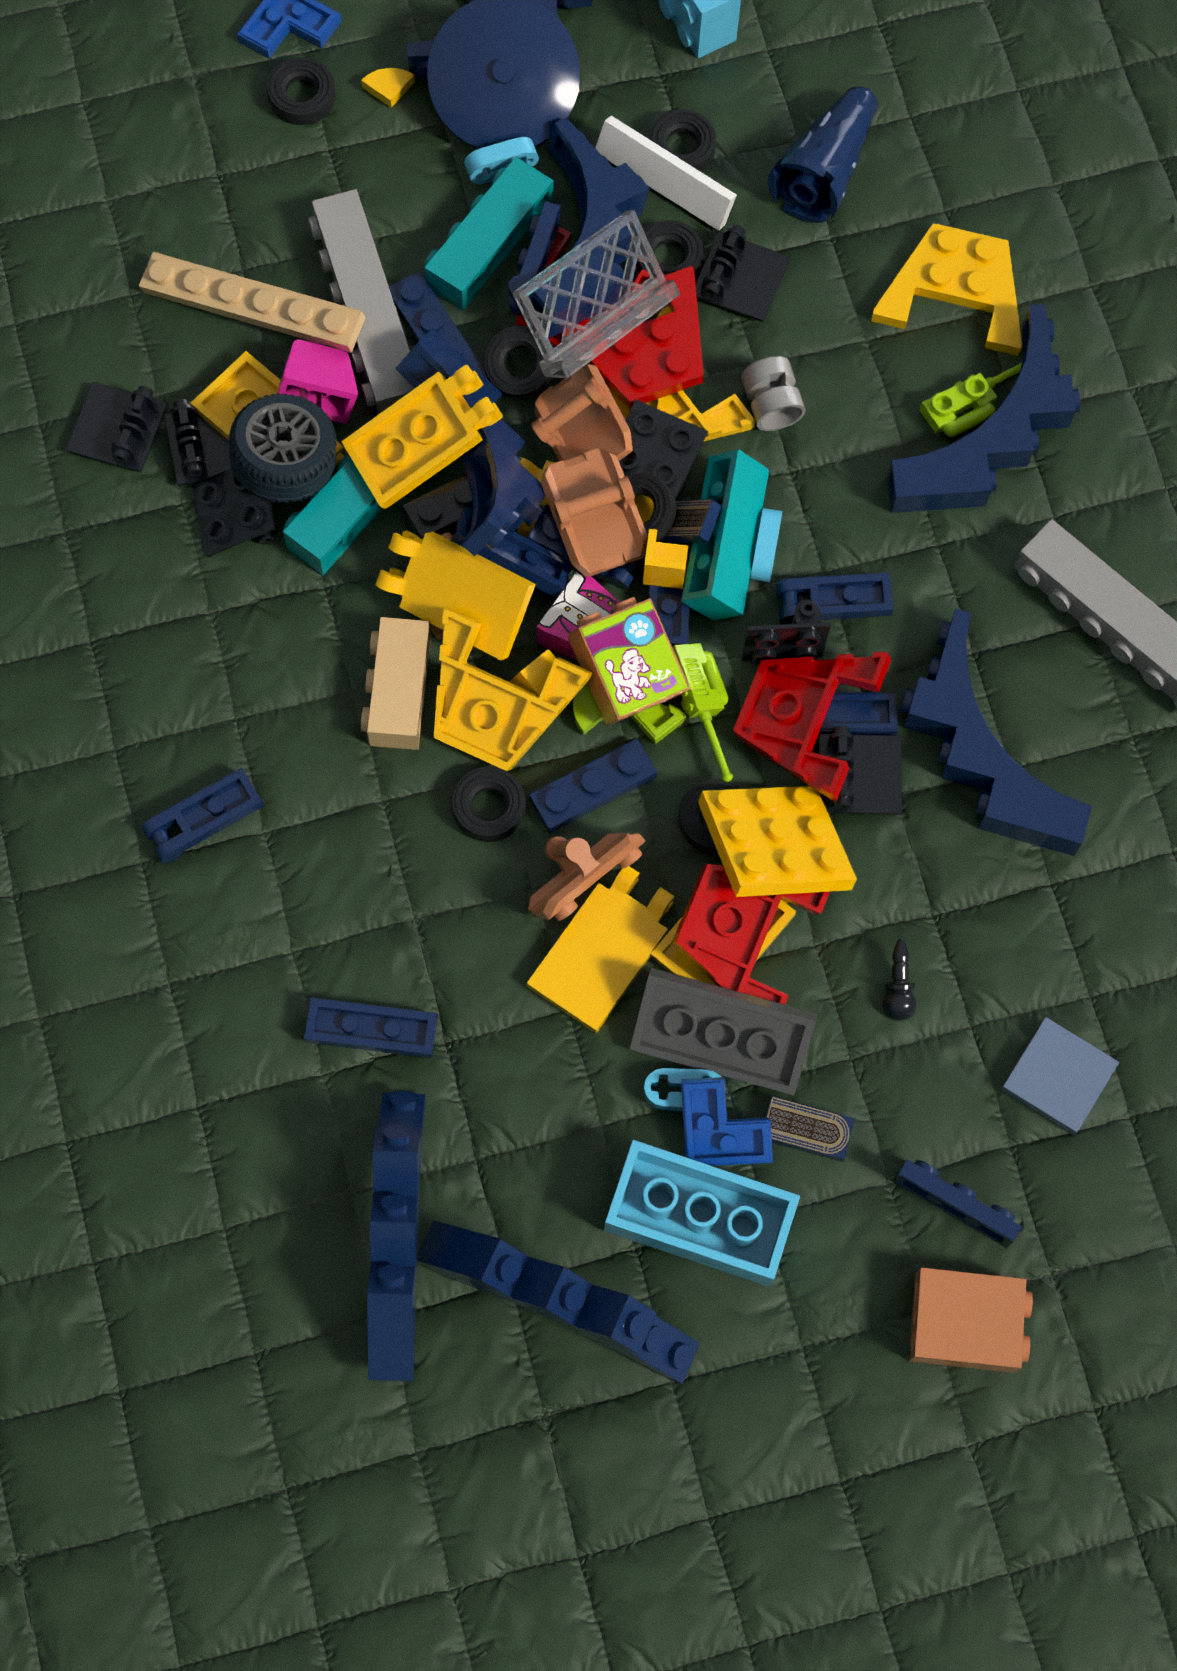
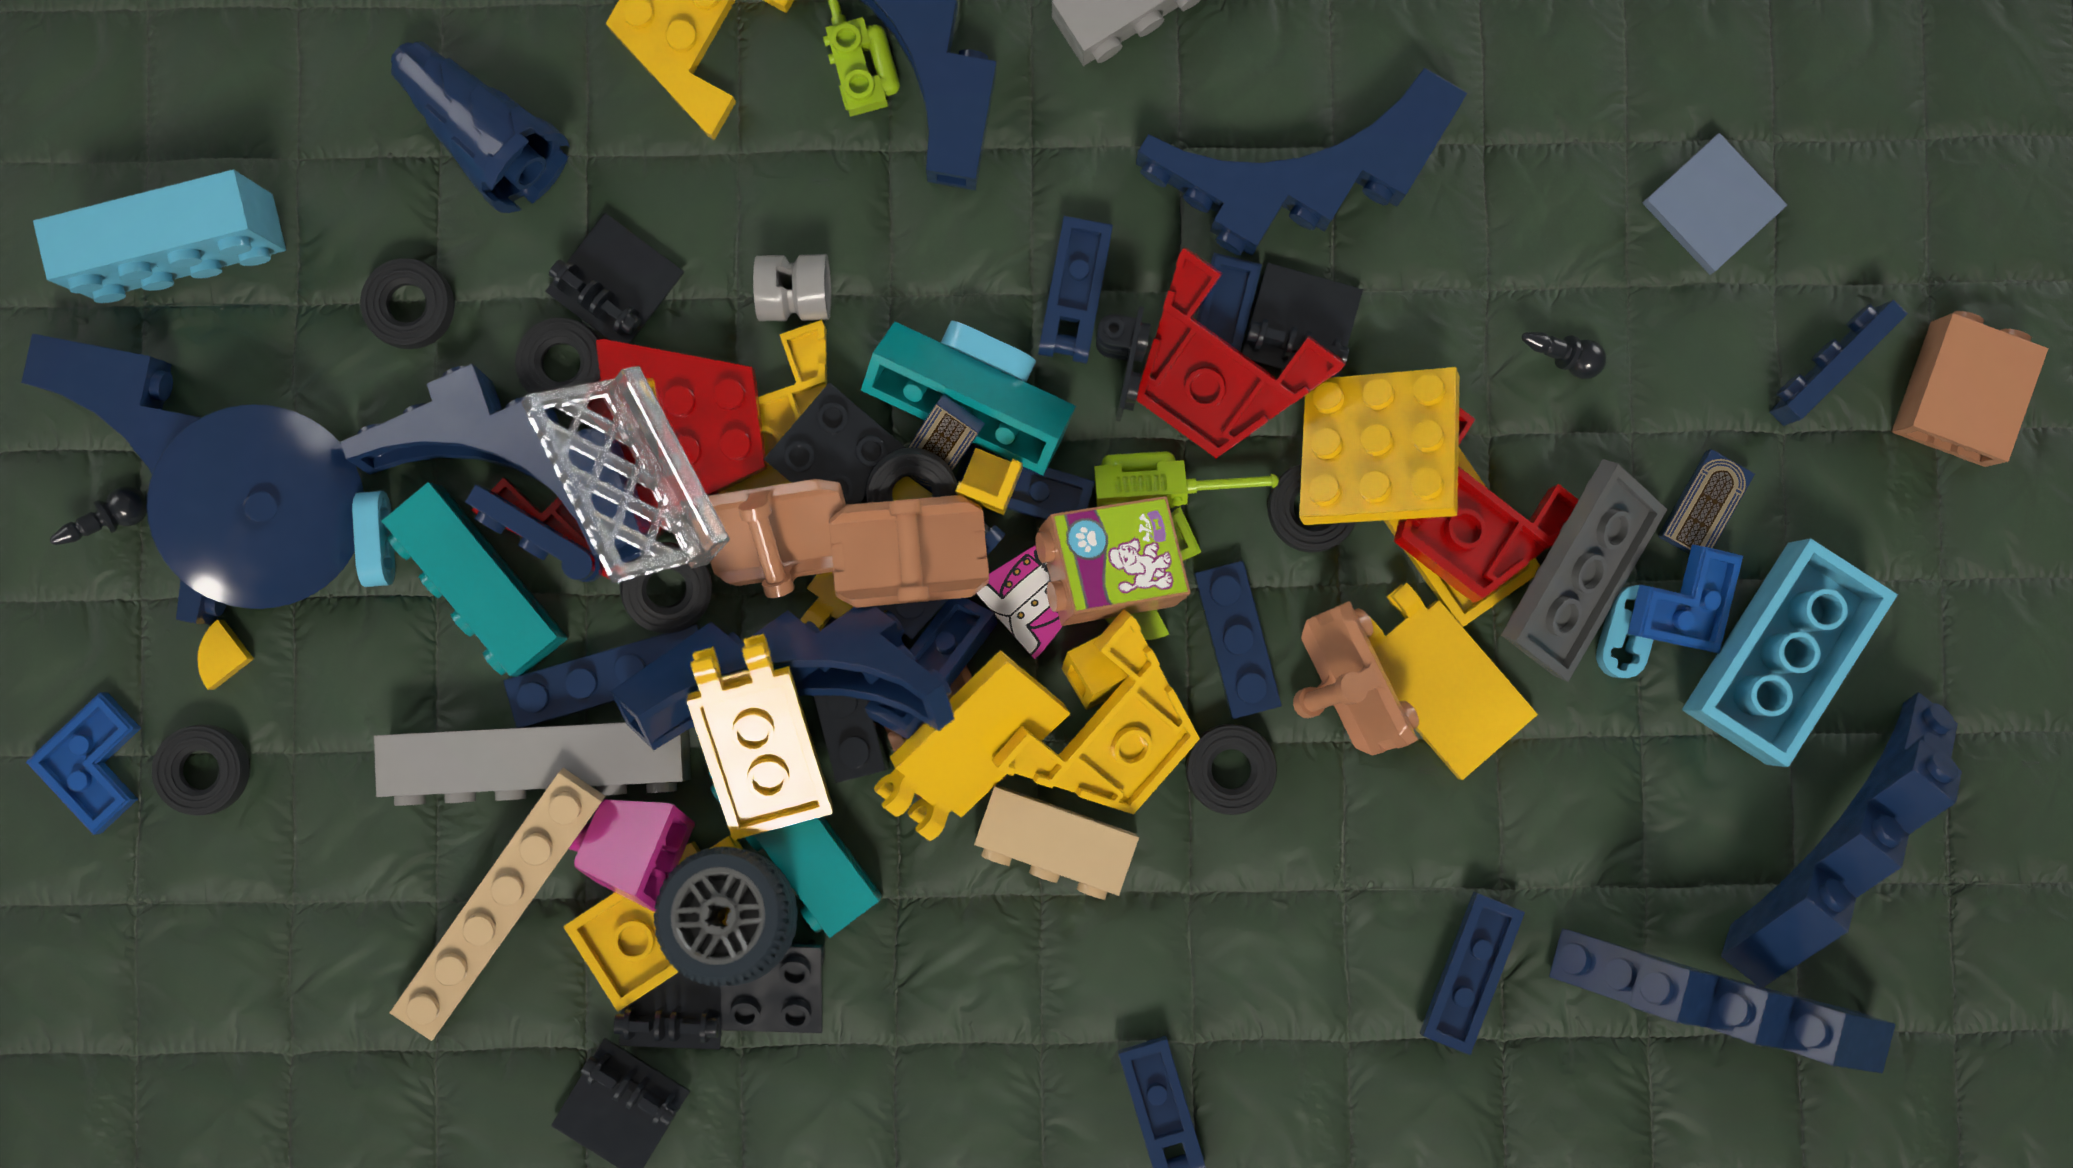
camera: 70 degrees left, 15 degrees up
(666, 173) = (447, 337): white tile -> none

